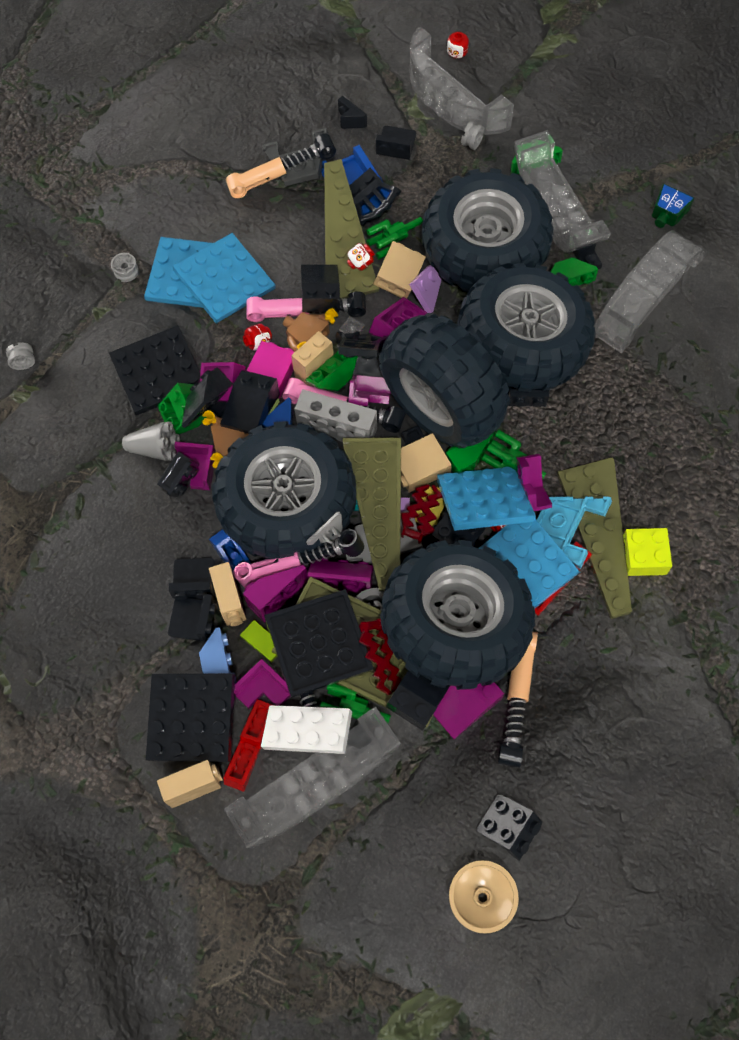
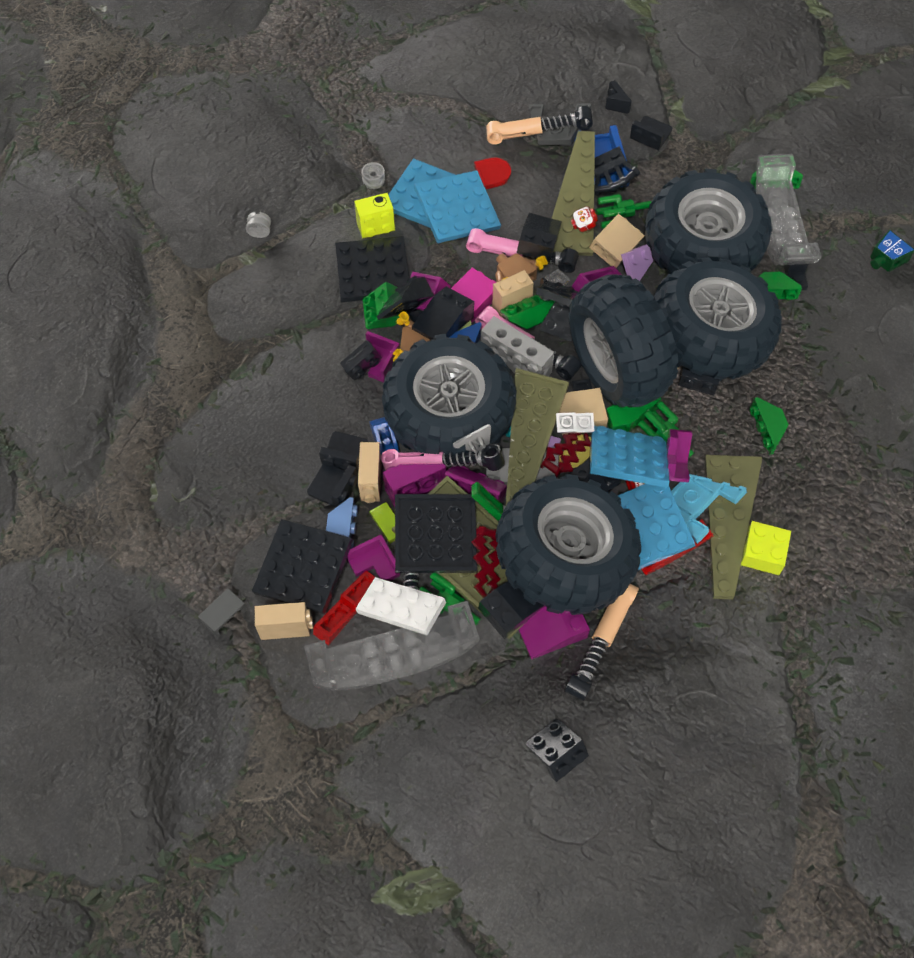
camera: 15 degrees right, 5 degrees down
(122, 793) = (221, 611): none -> dark grey panel
(141, 312) = (374, 215): none -> neon yellow brick
(154, 441) = (348, 326): light grey cone -> none
(248, 228) = (493, 172): none -> red tile
(255, 334) = (467, 261): red head -> none
(360, 591) = (487, 500): none -> green tile
(368, 389) = (553, 334): magenta panel -> none
(420, 478) = (575, 422): none -> white slope
(450, 97) = (714, 107): clear slope -> none
(457, 45) = (735, 63): red head -> none
(473, 135) = (724, 143): light grey wheel -> none
(499, 889) = (514, 785): tan dish -> none
(610, 419) = (769, 422): none -> green slope
(646, 288) = (842, 314): clear slope -> none

